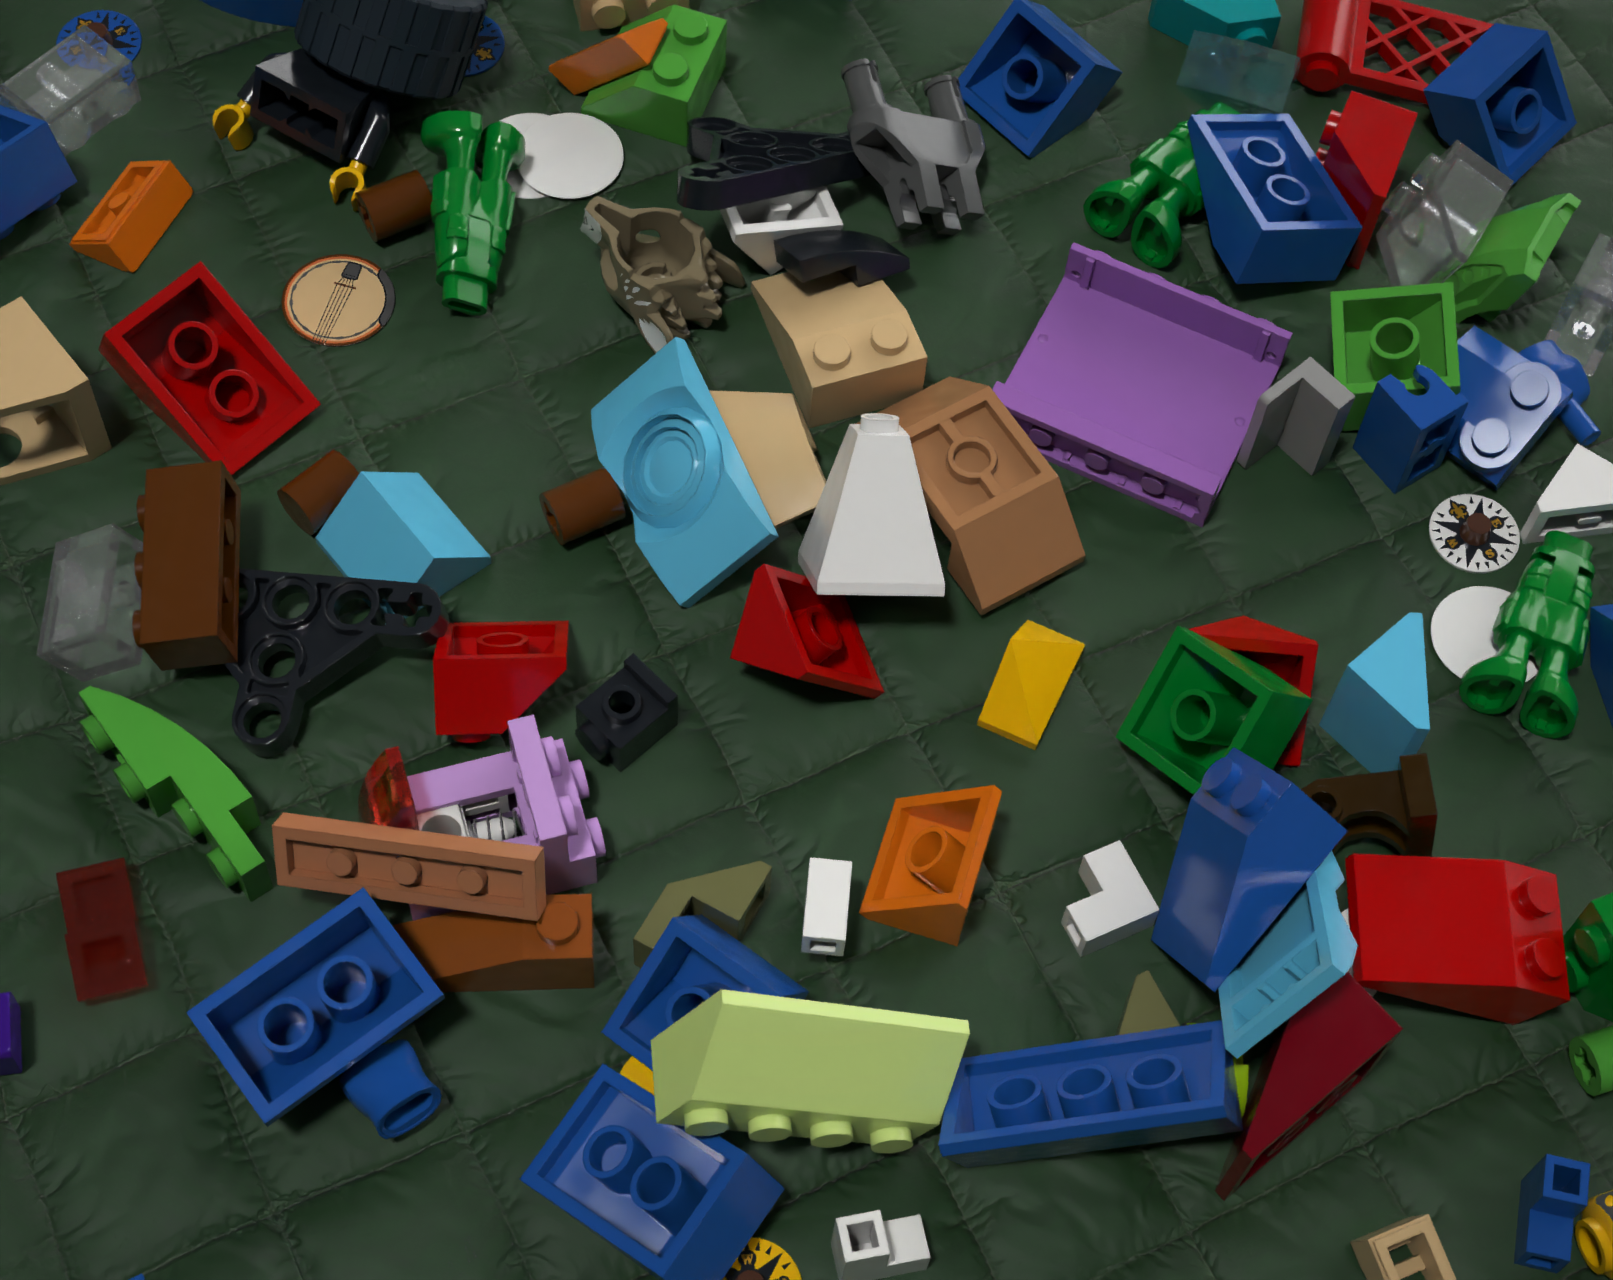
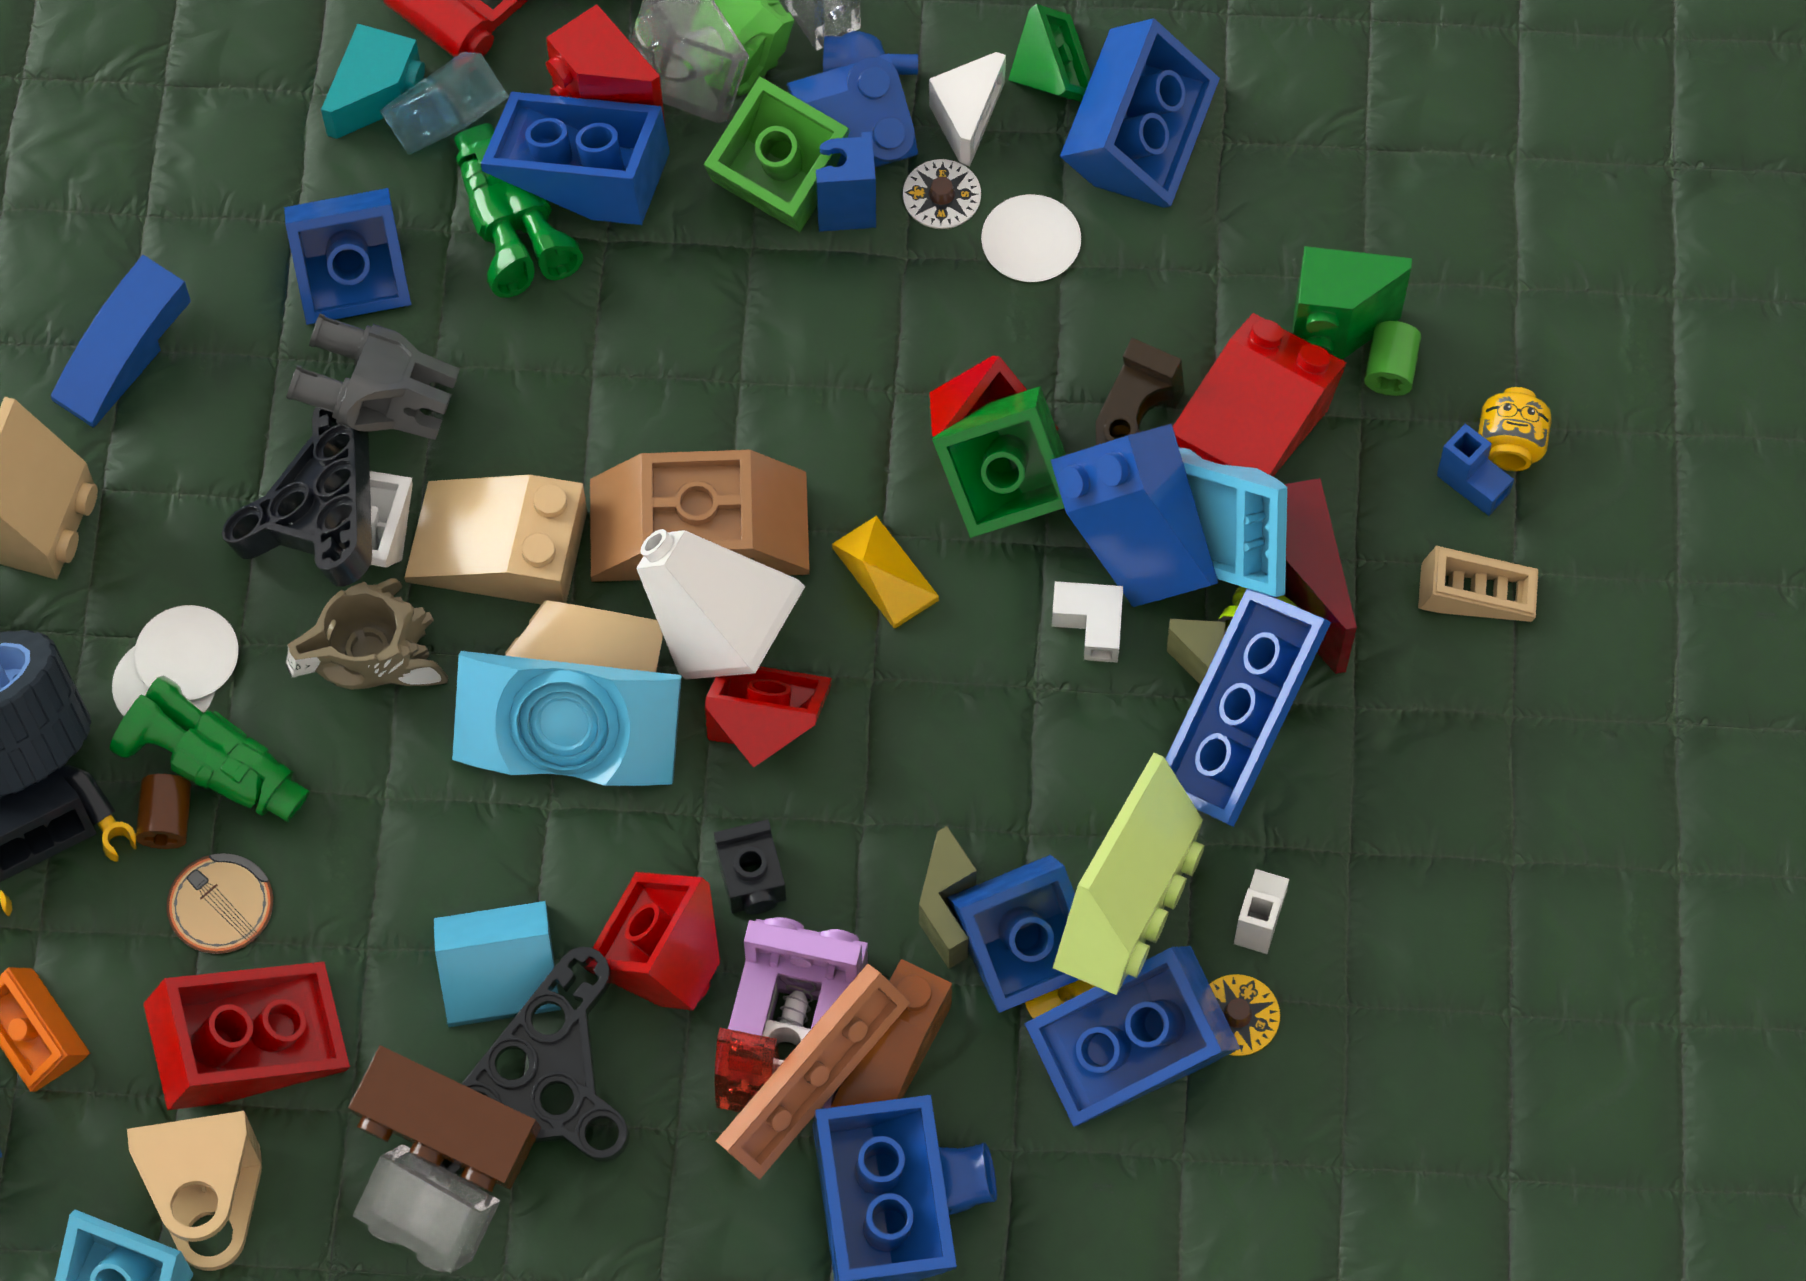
camera: 55 degrees left, 5 degrees up
(183, 776) = (595, 1221): bright green slope -> none
(317, 491) = (415, 996): reddish brown piece -> none
(582, 506) = (546, 808): reddish brown piece -> none
(610, 58) = (125, 565): orange slope -> none
(675, 83) = (154, 540): bright green slope -> none
(826, 907) = (993, 805): white piece -> none
(852, 253) = (436, 497): black slope -> none
(931, 861) = (997, 715): orange slope -> none
(1142, 383) = (677, 346): medium lavender panel -> none
(1300, 416) = (795, 250): light grey panel -> none
(1383, 699) = (1060, 339): medium azure slope -> none
(1544, 620) = (1055, 197): green piece -> none

